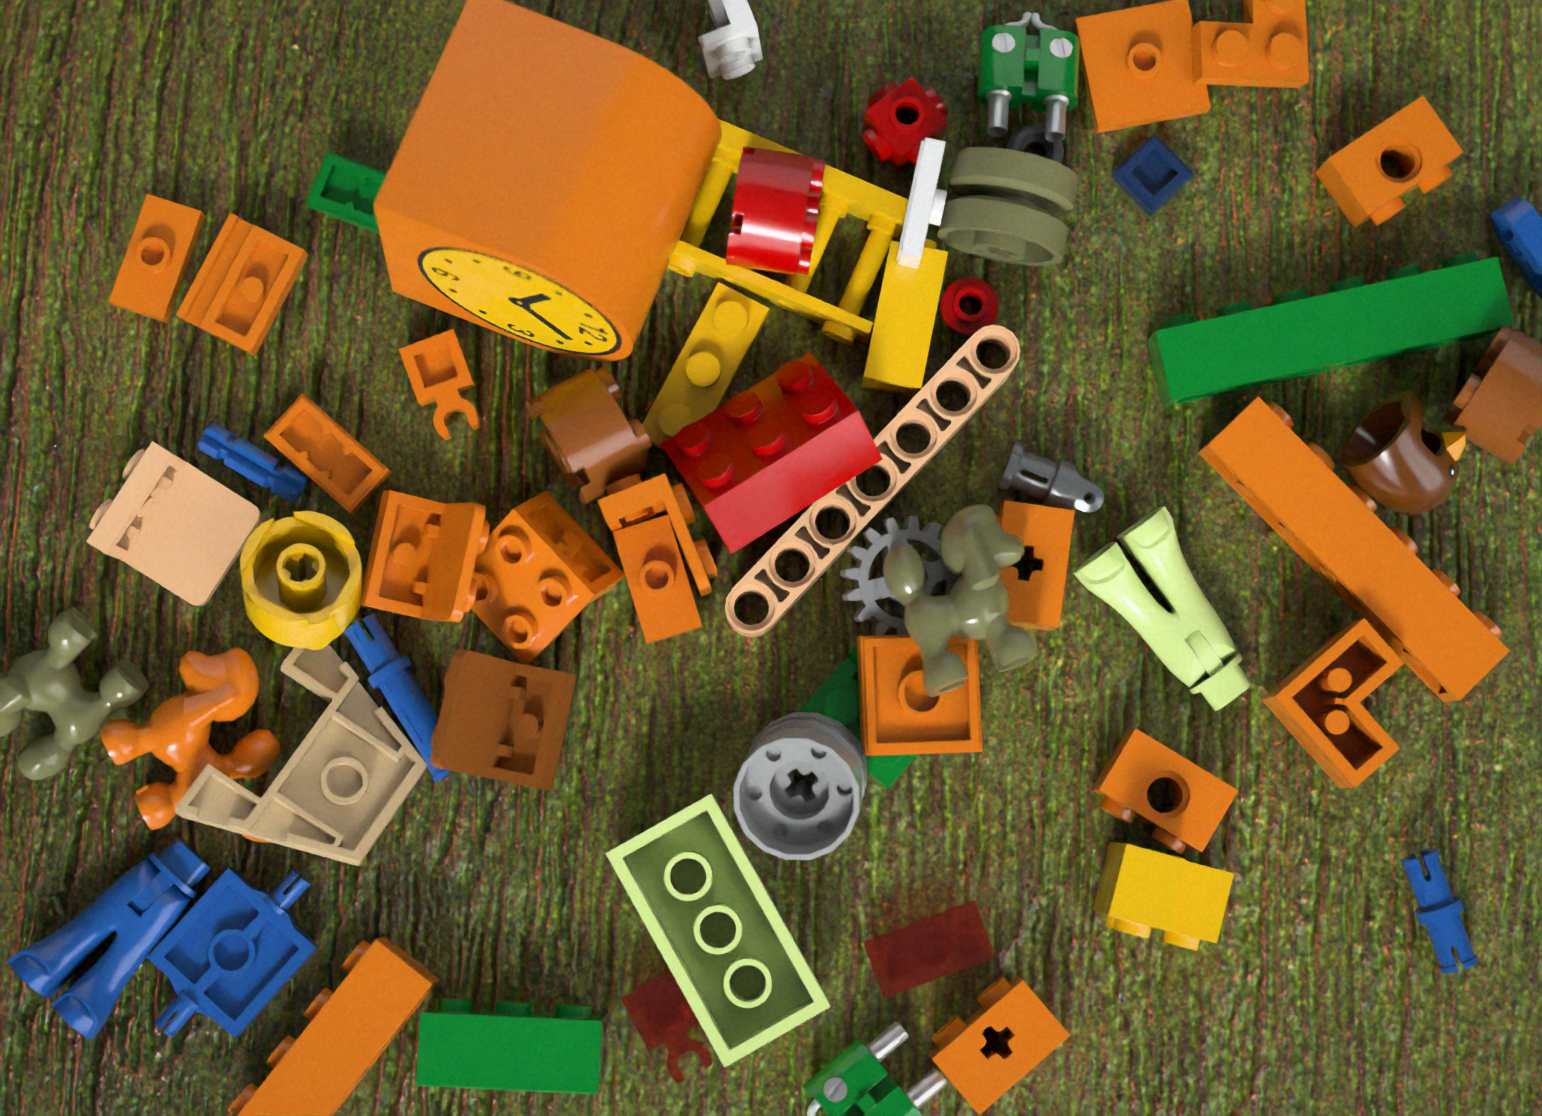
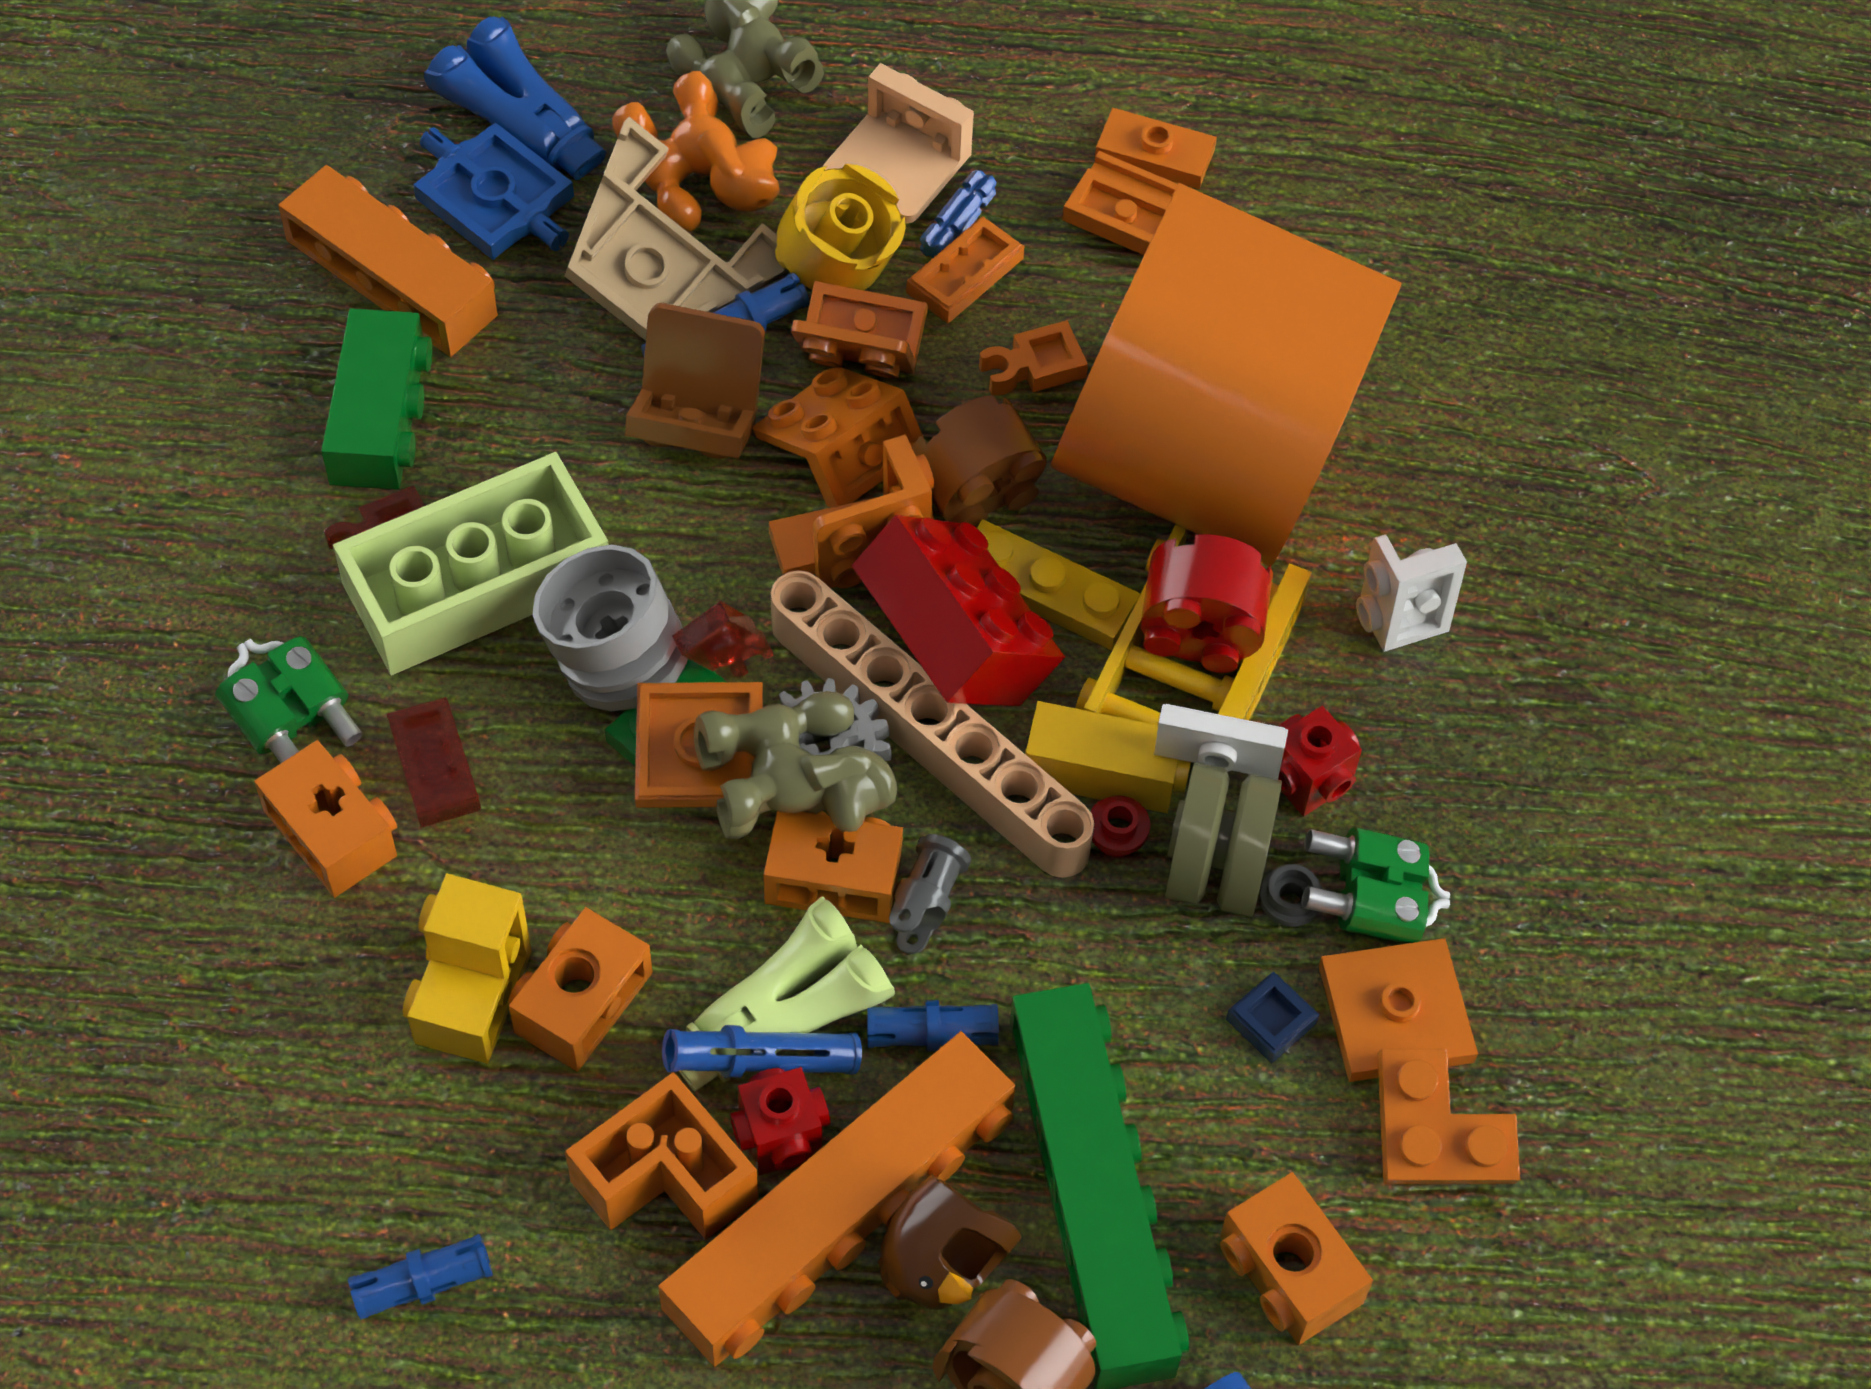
camera: 90 degrees right, 25 degrees down
(812, 677) = (722, 639): none -> clear red plate
(1179, 471) = (931, 1025): none -> blue pin
(1239, 642) = (692, 1051): none -> blue pin
(1268, 609) = (779, 1119): none -> red brick

